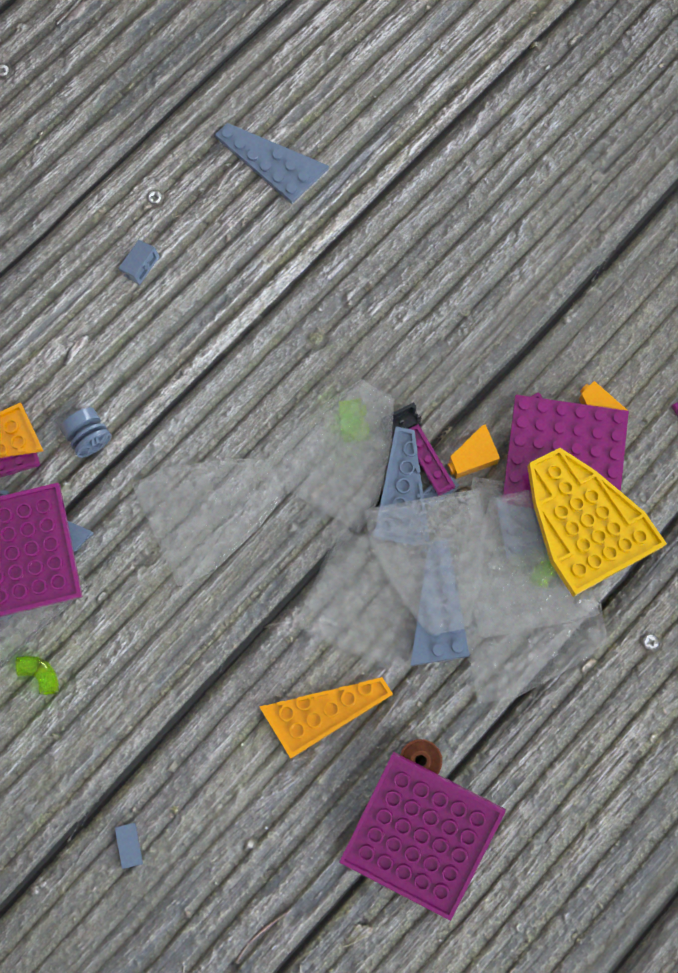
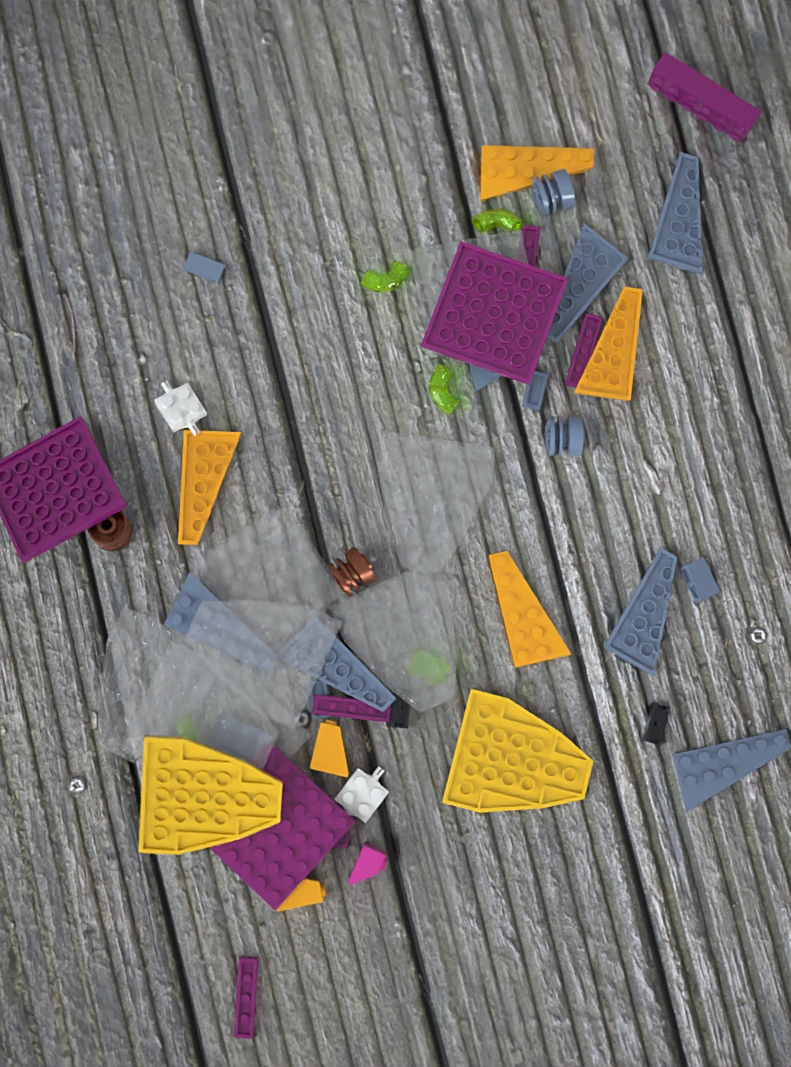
camera: 125 degrees right, 10 degrees up
(68, 482) = (535, 391): none -> sand blue tile
(112, 561) = (439, 391): none -> clear neon green cylinder
(200, 284) = (643, 620): none -> sand blue wing
(263, 370) = (526, 623): none -> light orange wing
(272, 775) = (180, 407): none -> white plate
(277, 227) = (655, 723): none -> black hinge
(314, 528) = (354, 570): none -> copper wheel
(380, 313) = (512, 760): none -> yellow piece
(489, 408) = (362, 794): none -> white plate
(541, 365) = (368, 863): none -> dark pink slope

